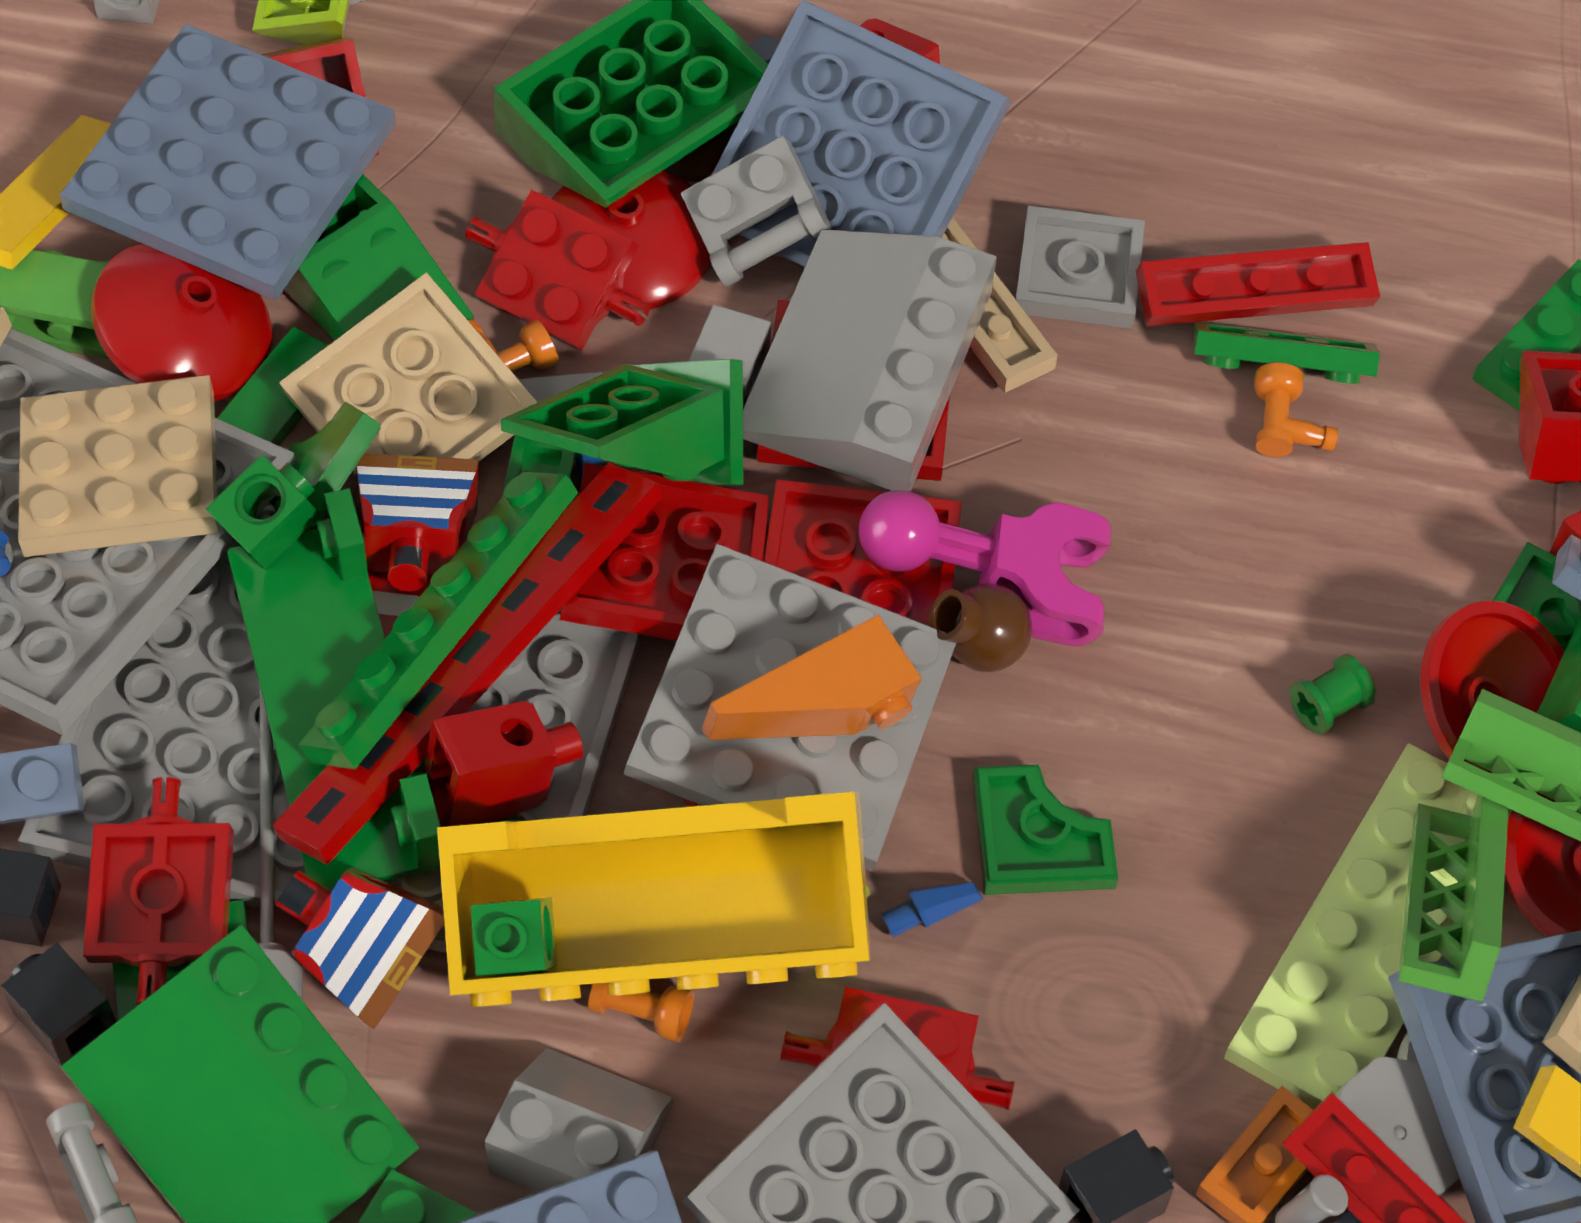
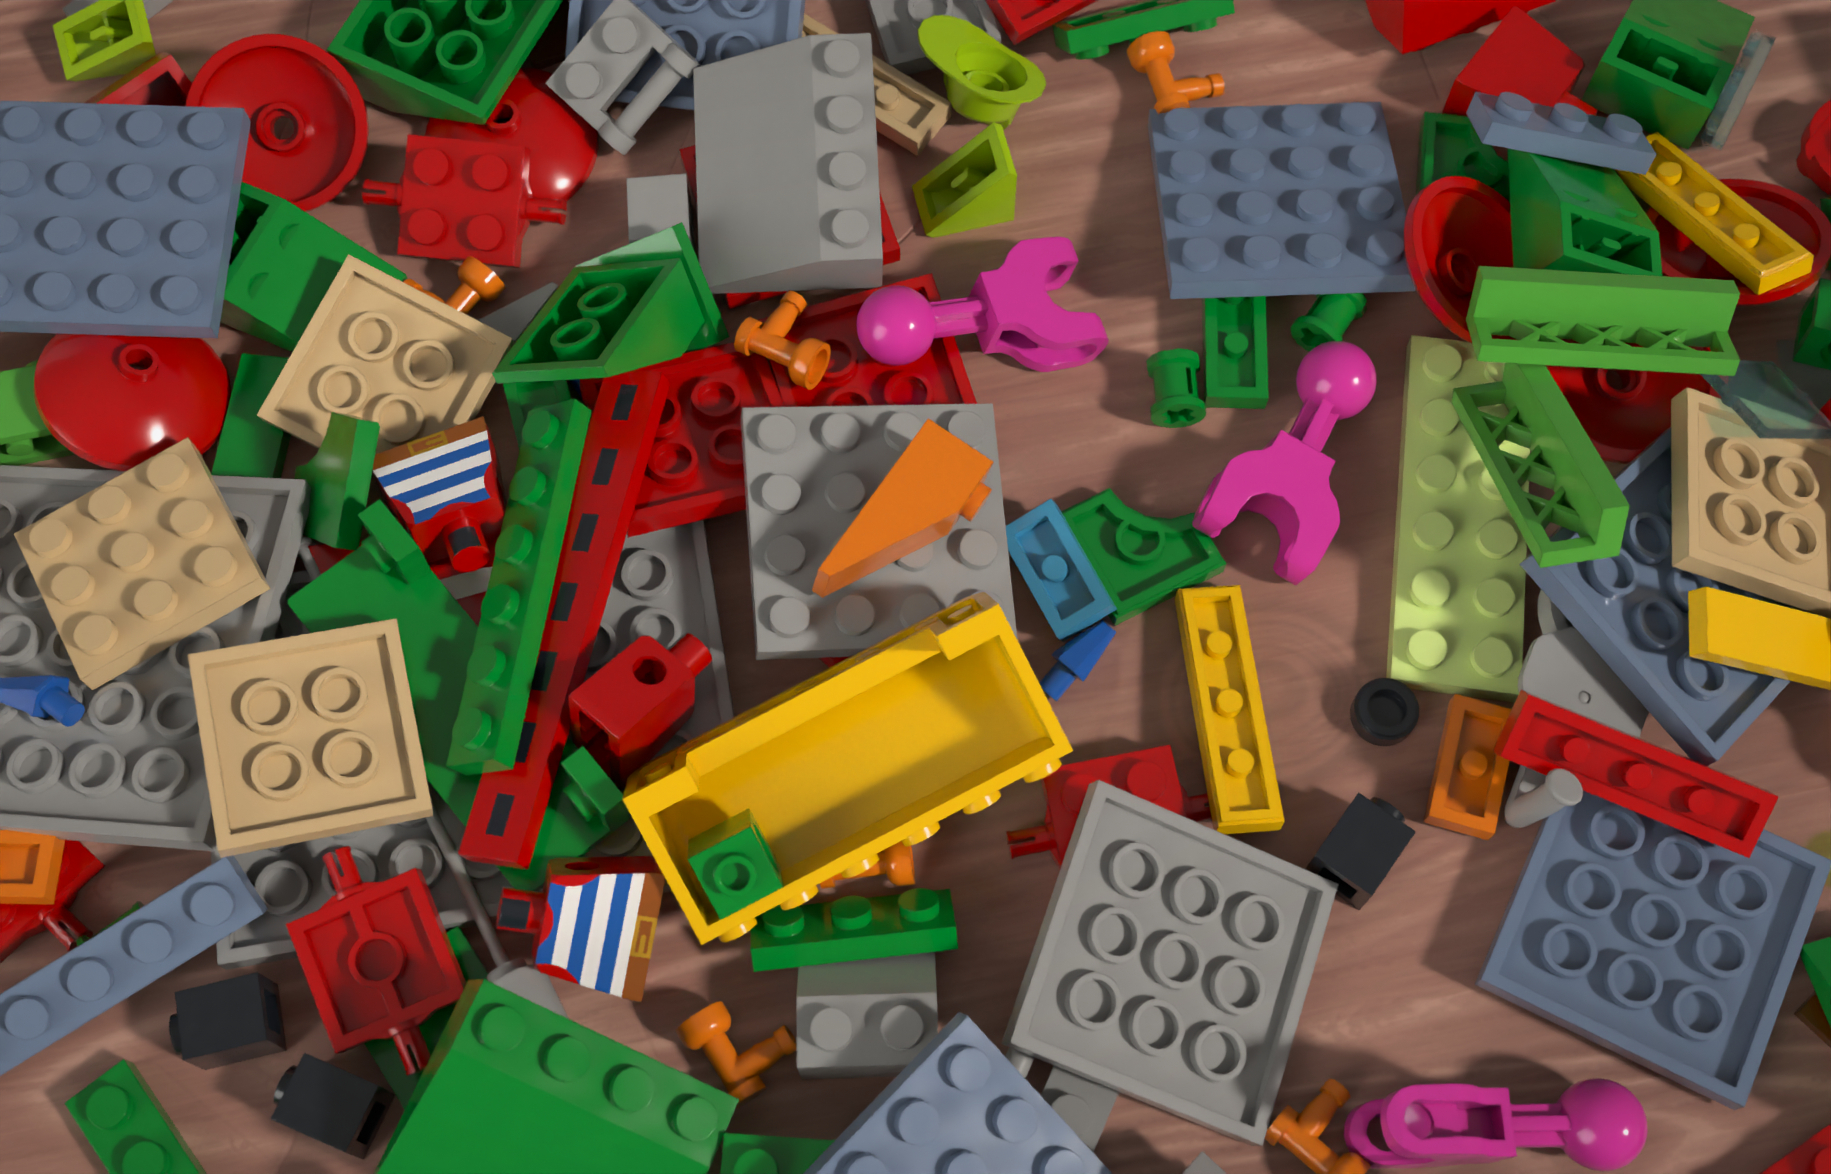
camera: 20 degrees left, 10 degrees up
(191, 669) = (308, 737): none -> tan plate
(238, 504) = (280, 561): green brick -> none
(422, 1086) = (737, 1072): none -> orange piece
(442, 100) = (297, 81): none -> red dish
(599, 1053) = (854, 930): none -> green plate
(801, 530) = (804, 360): none -> orange piece
(950, 817) = (1057, 570): none -> dark azure plate
(985, 623) = (1009, 379): reddish brown piece -> none
(1036, 439) = (969, 187): none -> lime slope
(1052, 1010) = (1228, 710): none -> yellow tile
(1098, 337) = (980, 73): none -> lime piece
(1147, 699) = (1175, 388): none -> green bush
(1208, 1079) = (1384, 712): none -> black tile
(1218, 817) = (1290, 473): none -> dark pink piece
(1236, 661) = (1235, 352): none -> green plate
(1332, 564) = (1278, 200): none -> sand blue plate

